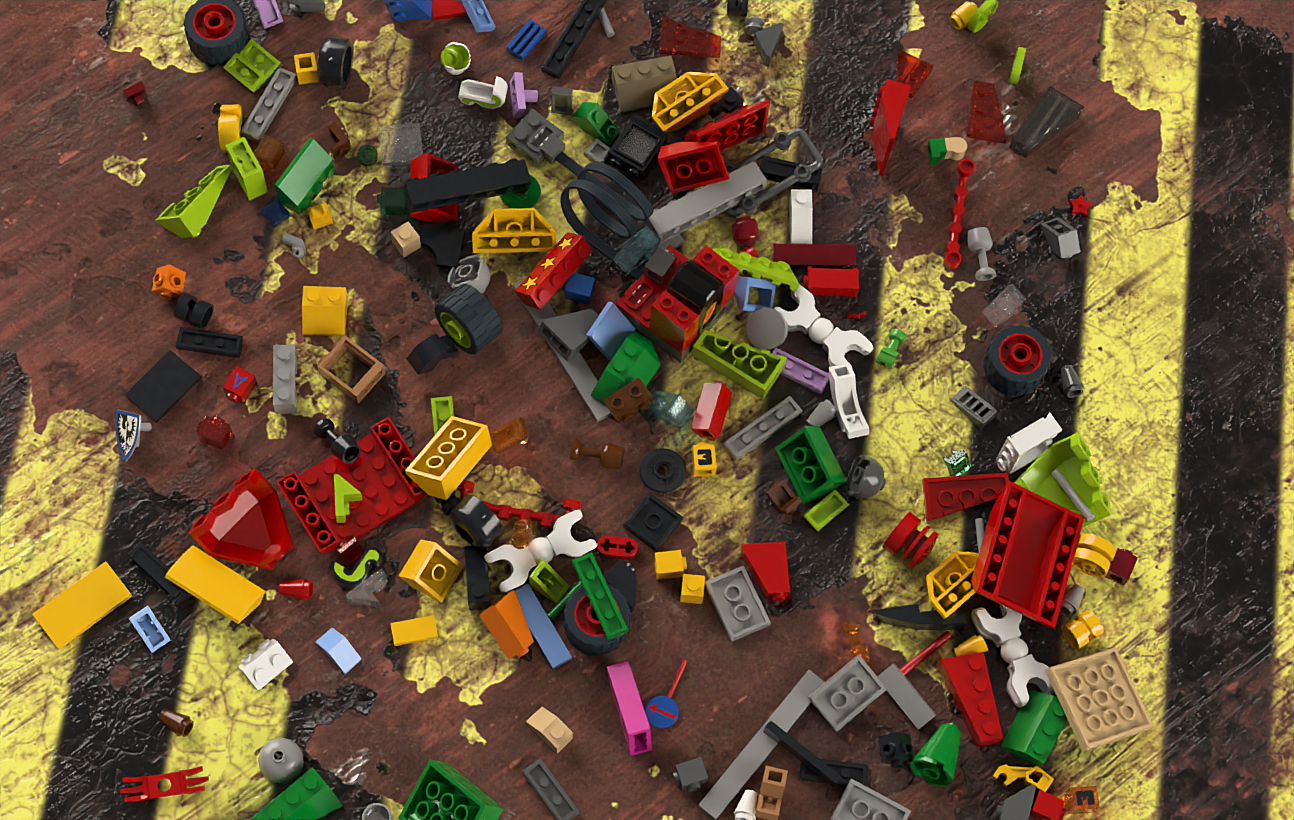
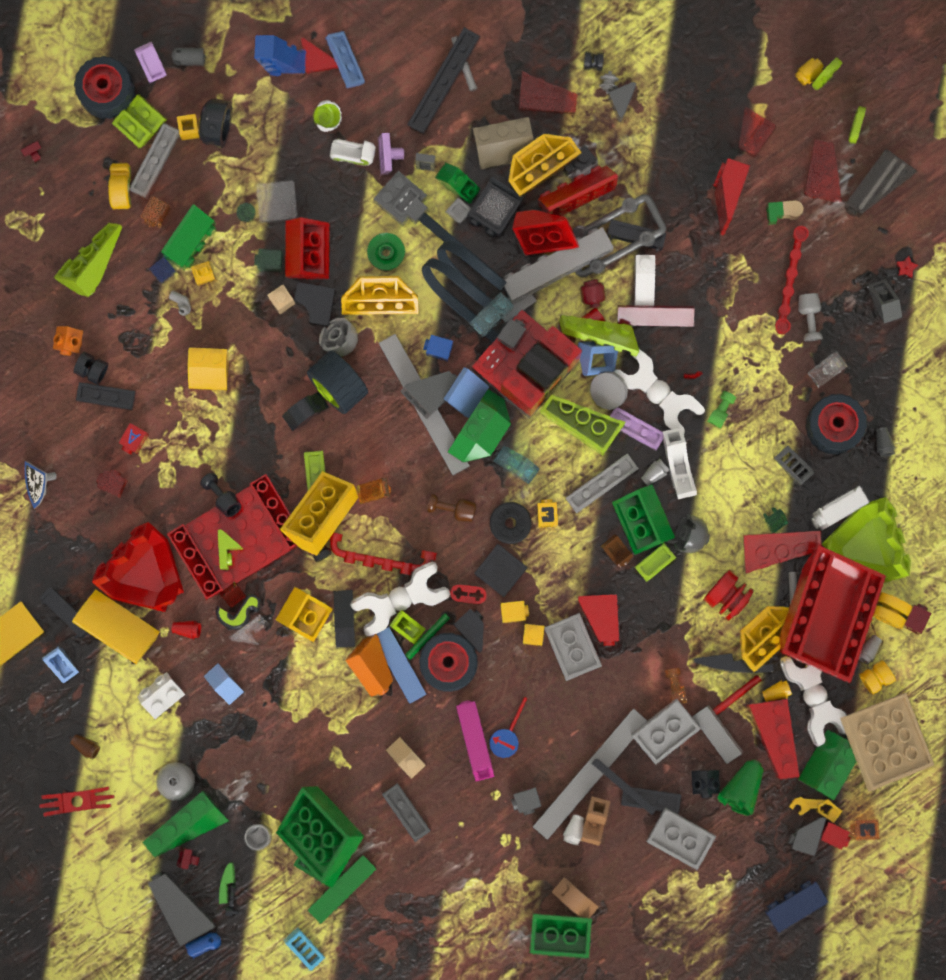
camera: 10 degrees right, 15 degrees up
(163, 386) = (65, 437): black tile -> none
(246, 168) = (135, 232): lime window -> none
(284, 379) = (173, 434): light grey arch -> none
(342, 144) = (220, 194): reddish brown bracket -> none
(368, 381) = (248, 436): medium nougat window -> none
(414, 630) = (289, 667): yellow tile -> none
(466, 185) = (337, 251): black brick -> none
(475, 522) = (342, 574): black piece -> none
(523, 532) = (385, 581): clear orange leg -> none
(535, 27) = (402, 82): blue tile -> none
(553, 270) = (415, 334): red brick -> none
(599, 596) = (450, 646): green tile -> none
(629, 400) = (480, 459): reddish brown bracket -> none
(711, 410) = (556, 468): red brick -> none
(832, 282) = (670, 343): red brick -> none
(1073, 495) = (877, 552): light grey bar -> none

